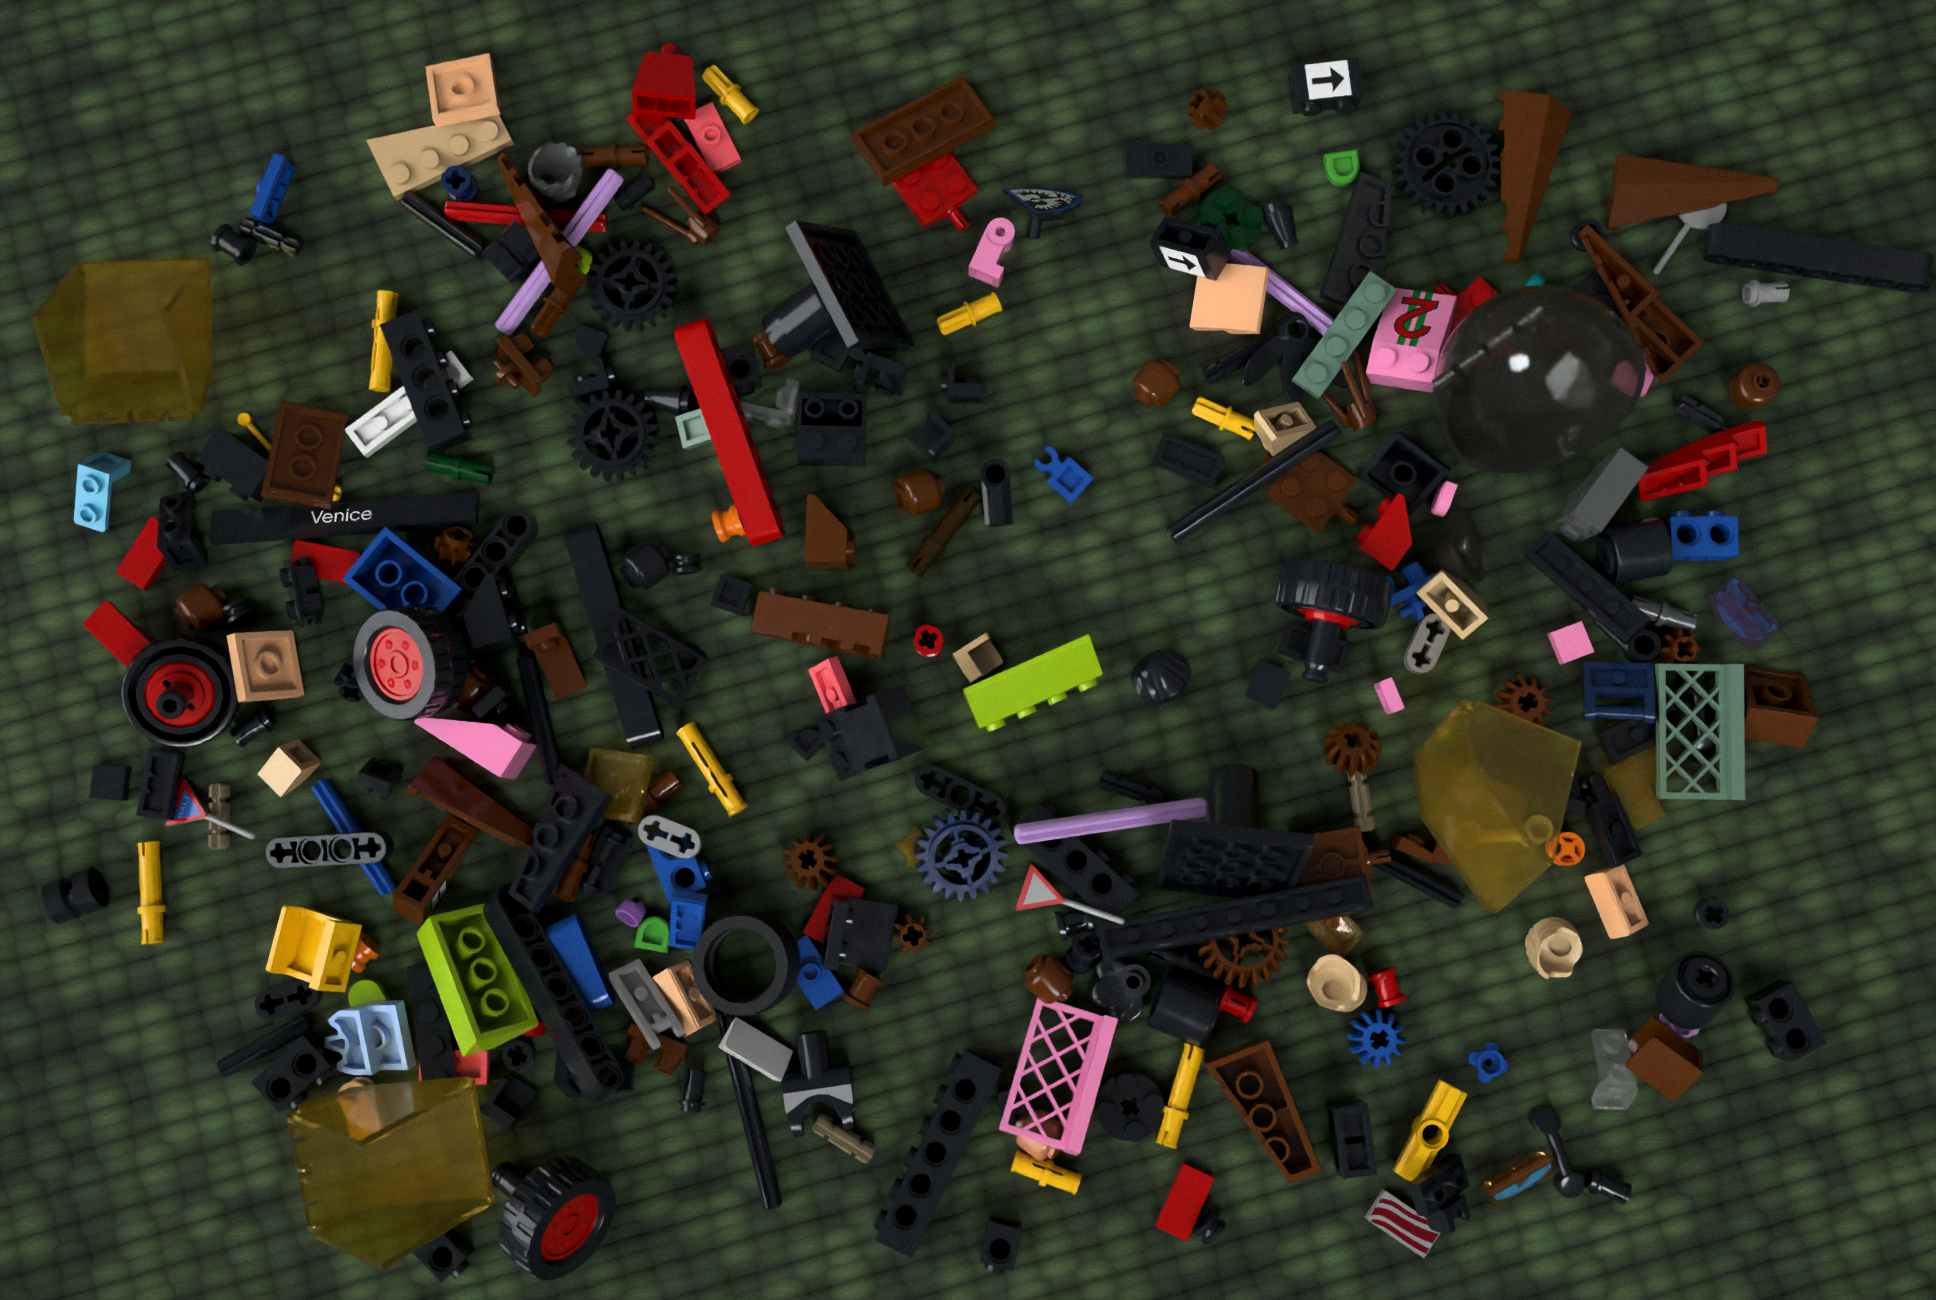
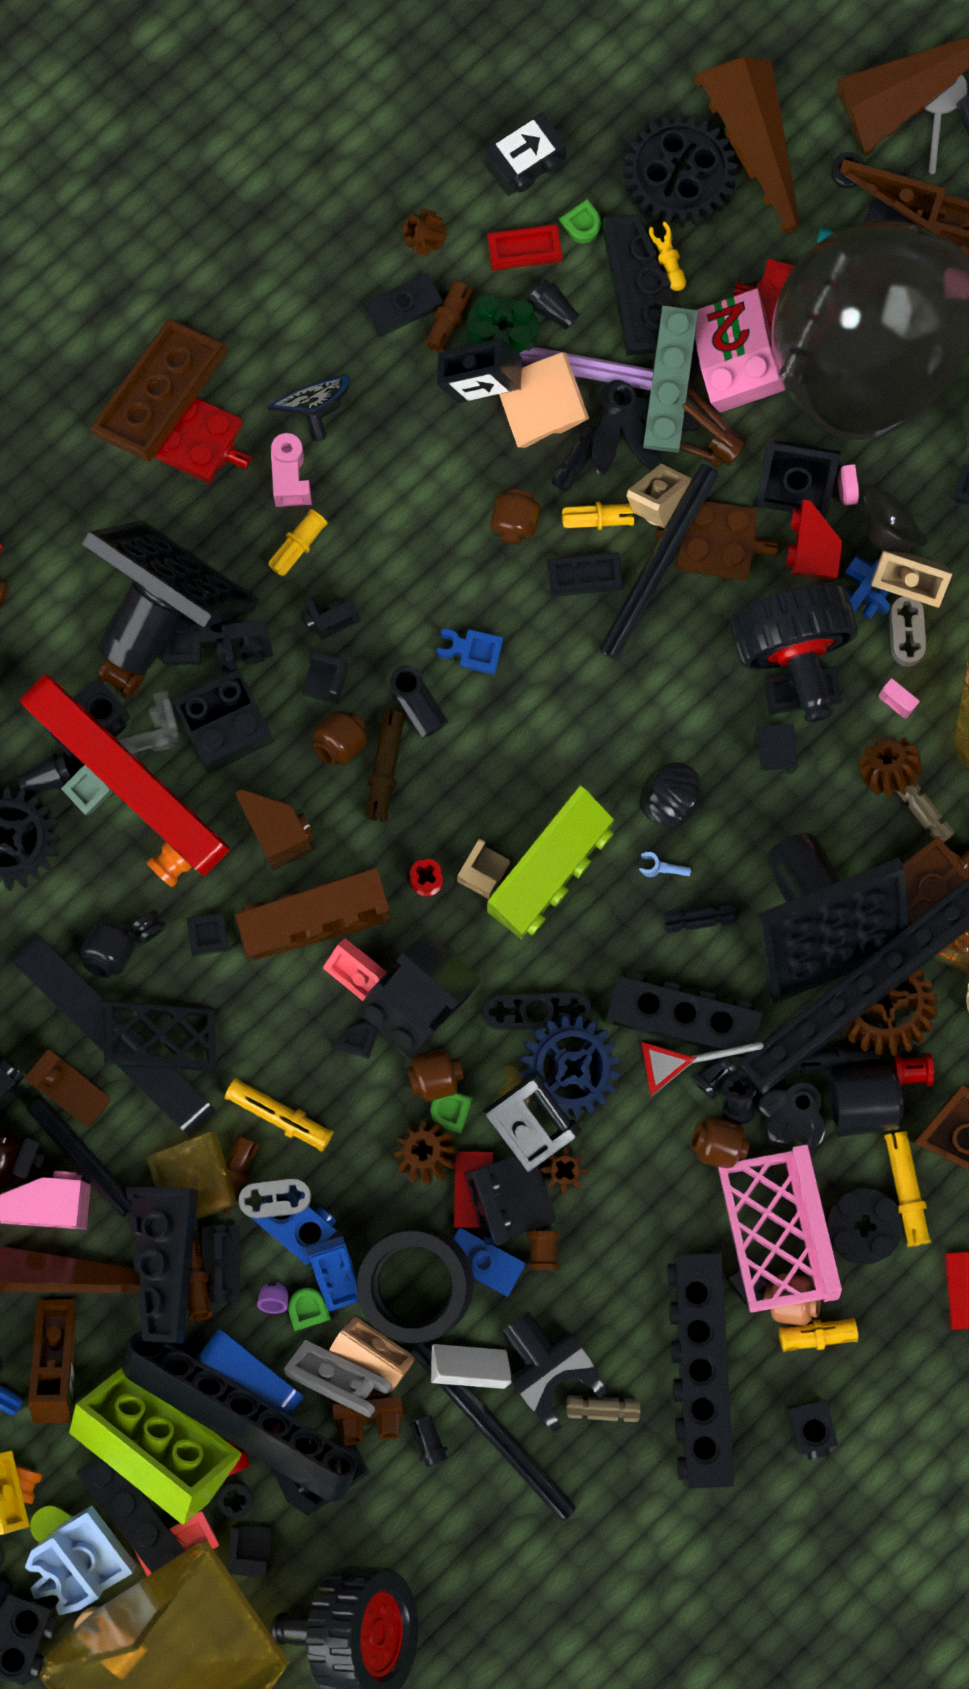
camera: 30 degrees left, 5 degrees down
(849, 837) = (451, 1111): none -> bright green tile
(850, 803) = (434, 1075): none -> reddish brown head
(895, 883) = (523, 1130): none -> plate
(1109, 820) = (692, 959): lavender axle -> none
(1124, 732) = (663, 867): none -> light blue hand
(1284, 163) = (524, 247): none -> red tile
(1397, 233) = (668, 258): none -> yellow piece

